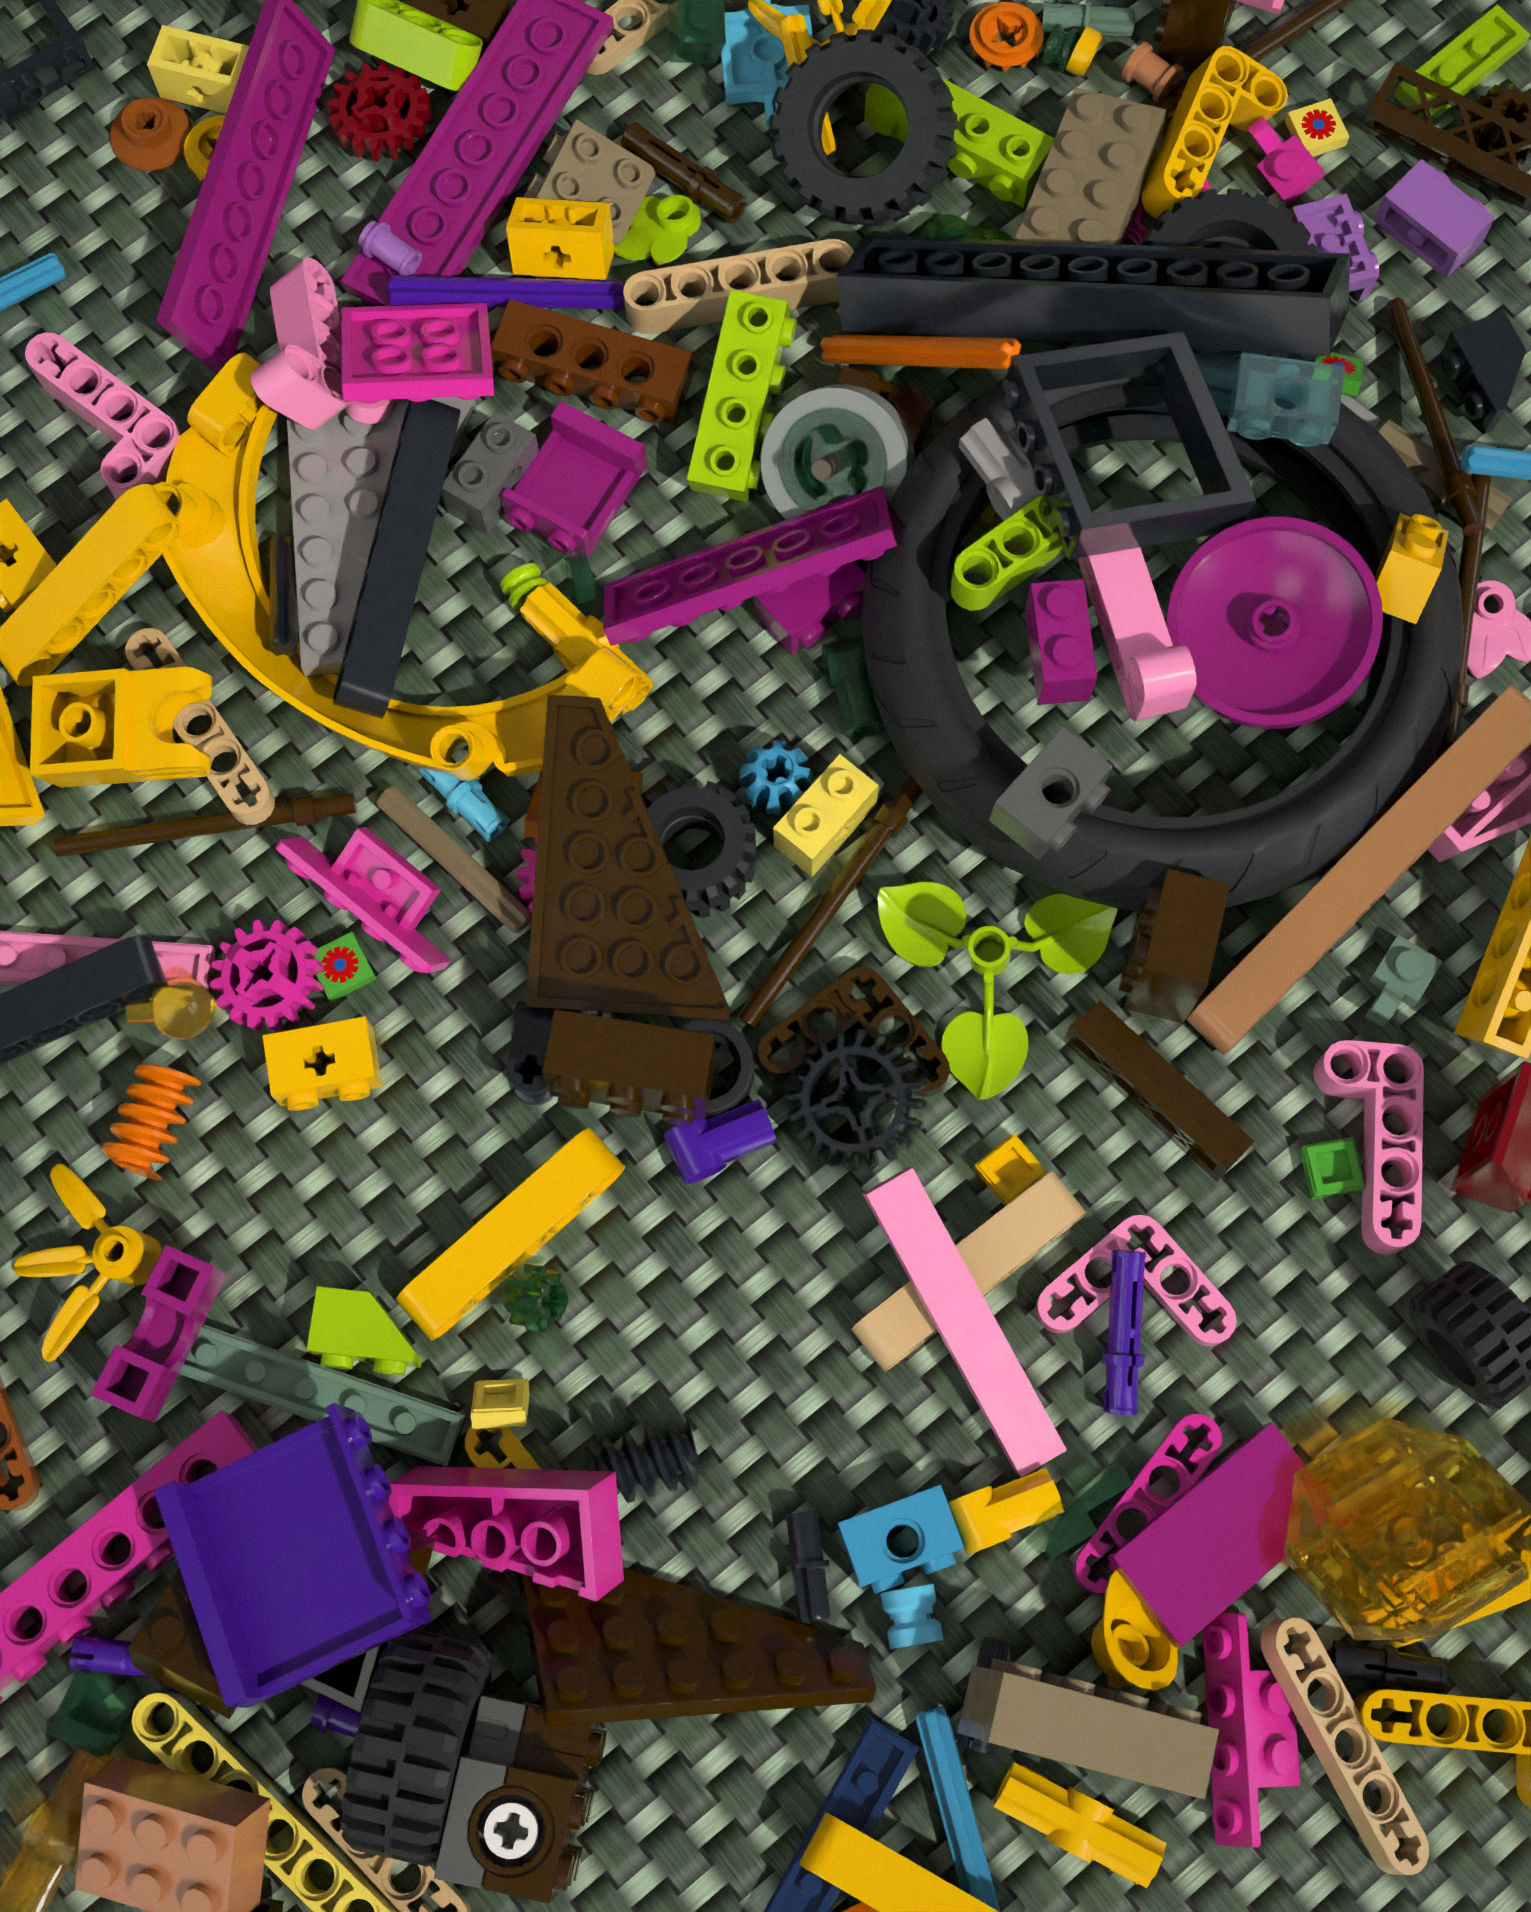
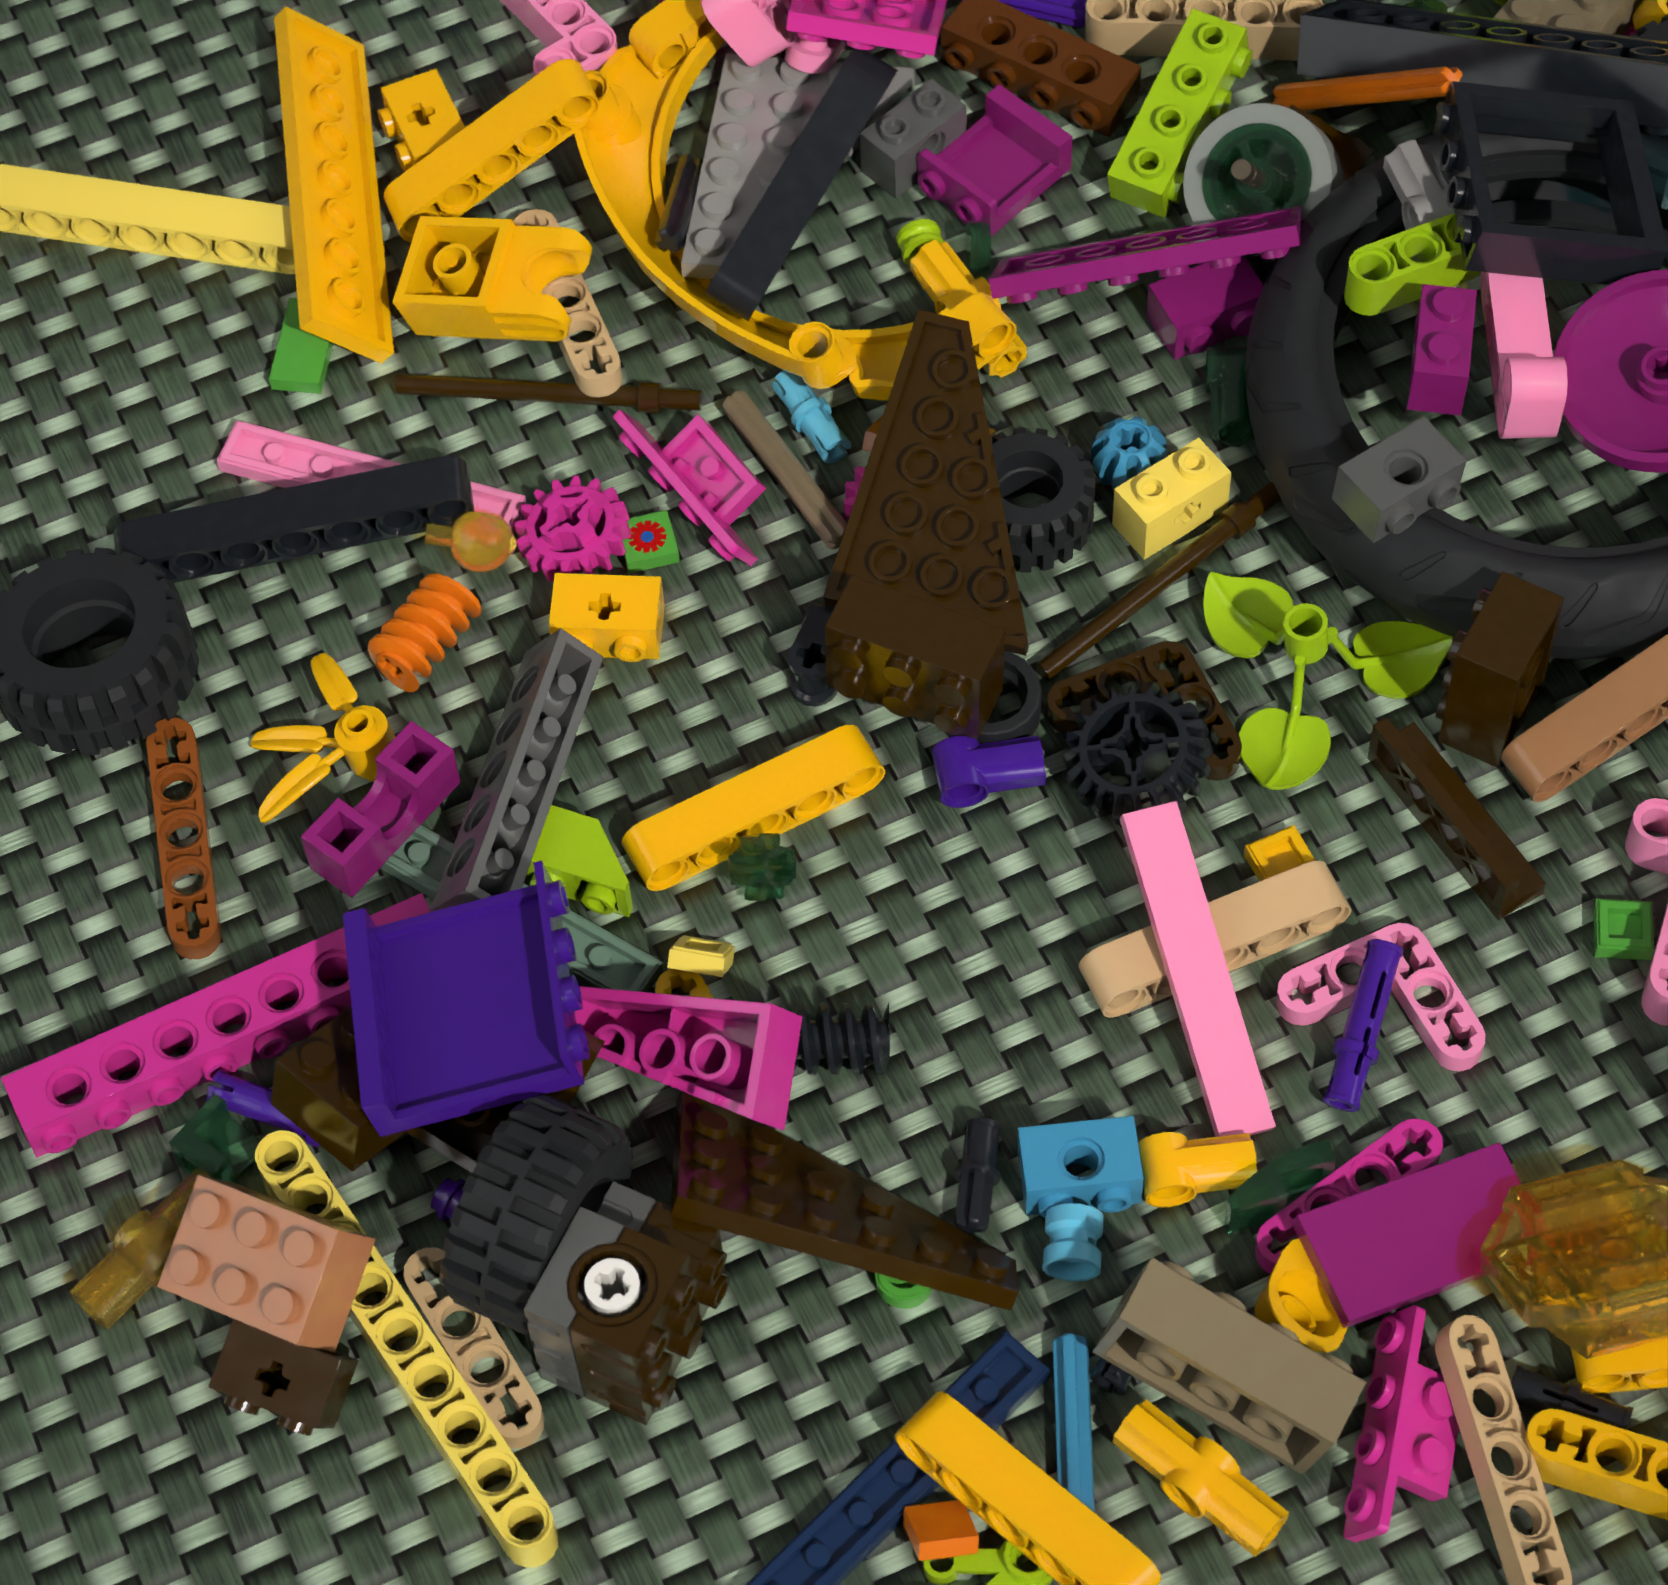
camera: 15 degrees right, 15 degrees down
(283, 1273) = (520, 772): none -> dark grey brick

